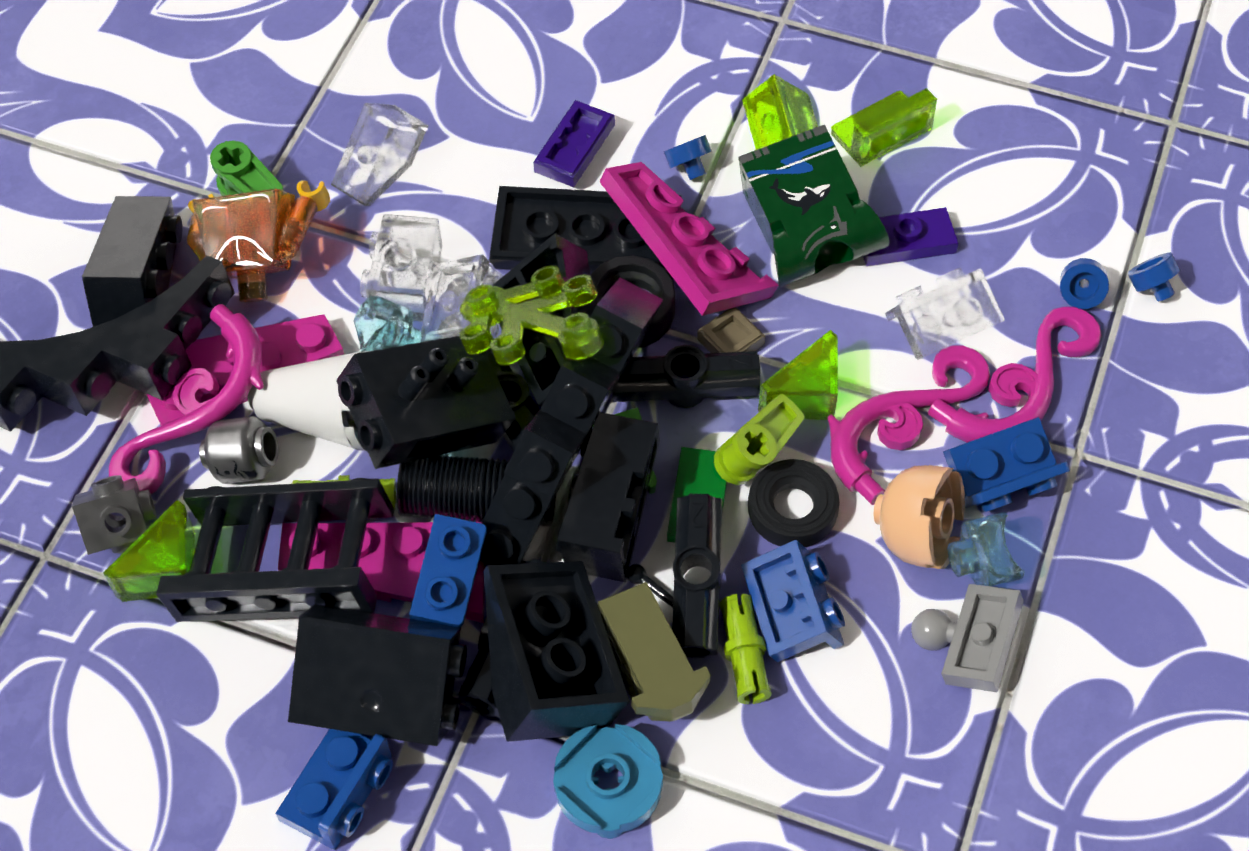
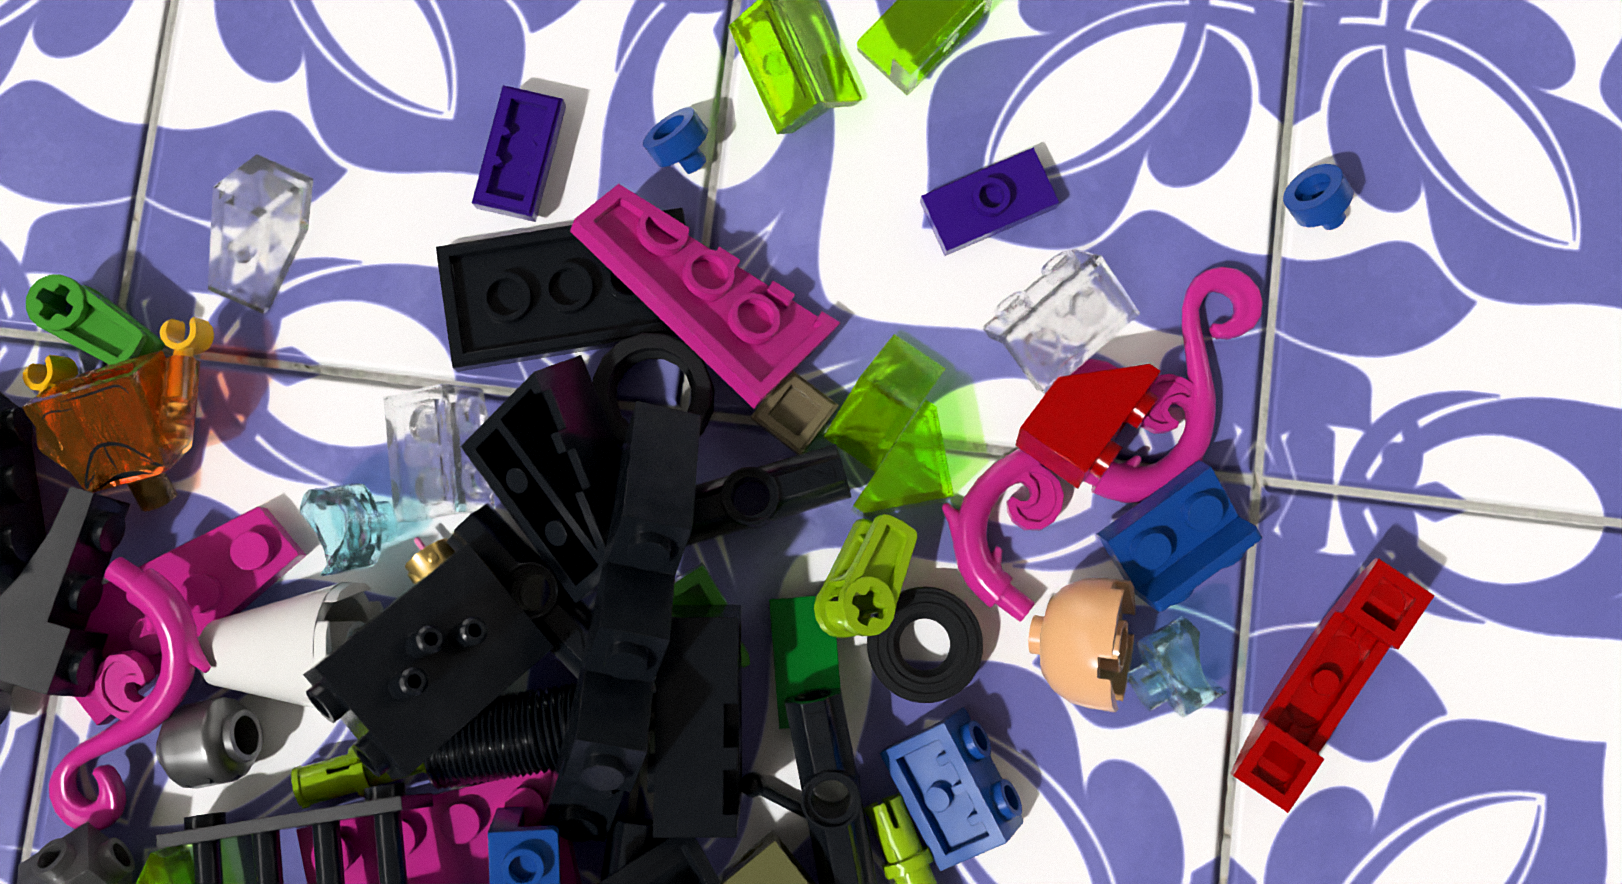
camera: 15 degrees left, 25 degrees up
(403, 261) = (318, 381): clear brick -> none
(490, 305) = (473, 490): clear neon green plant -> none
(793, 332) = (883, 402): none -> clear neon green slope
(808, 205) = (857, 202): dark green piece -> none
(948, 365) = (1082, 416): none -> red slope
(977, 640) = (1184, 783): light grey plate -> none
(1084, 283) = (1232, 233): blue tile -> none
(1111, 589) = (1325, 681): none -> red slope

